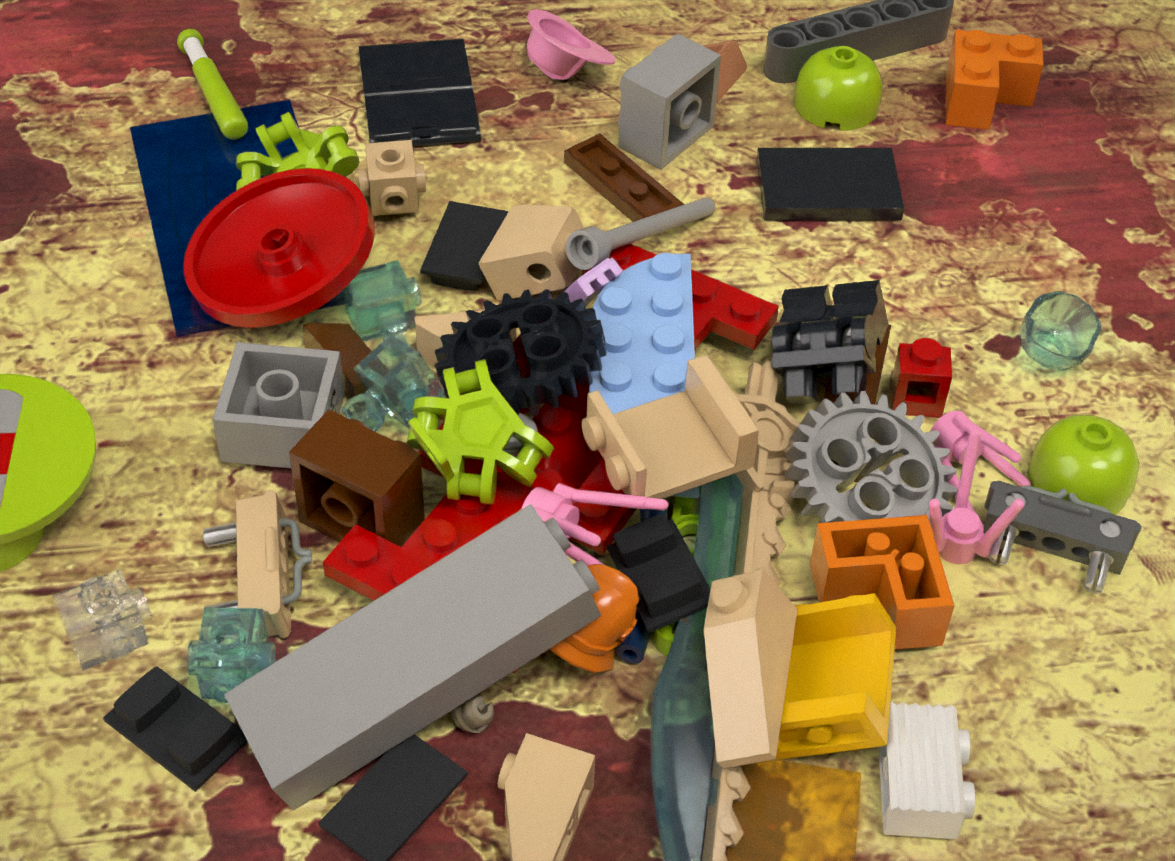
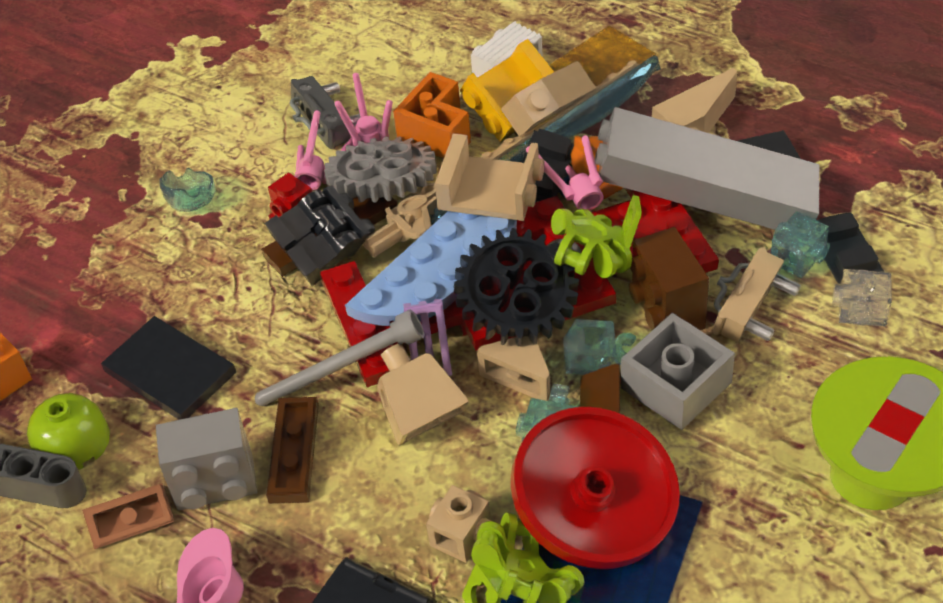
camera: 135 degrees left, 0 degrees up
(460, 245) = (452, 449): black piece -> none
(1086, 459) = (268, 130): lime cylinder -> none

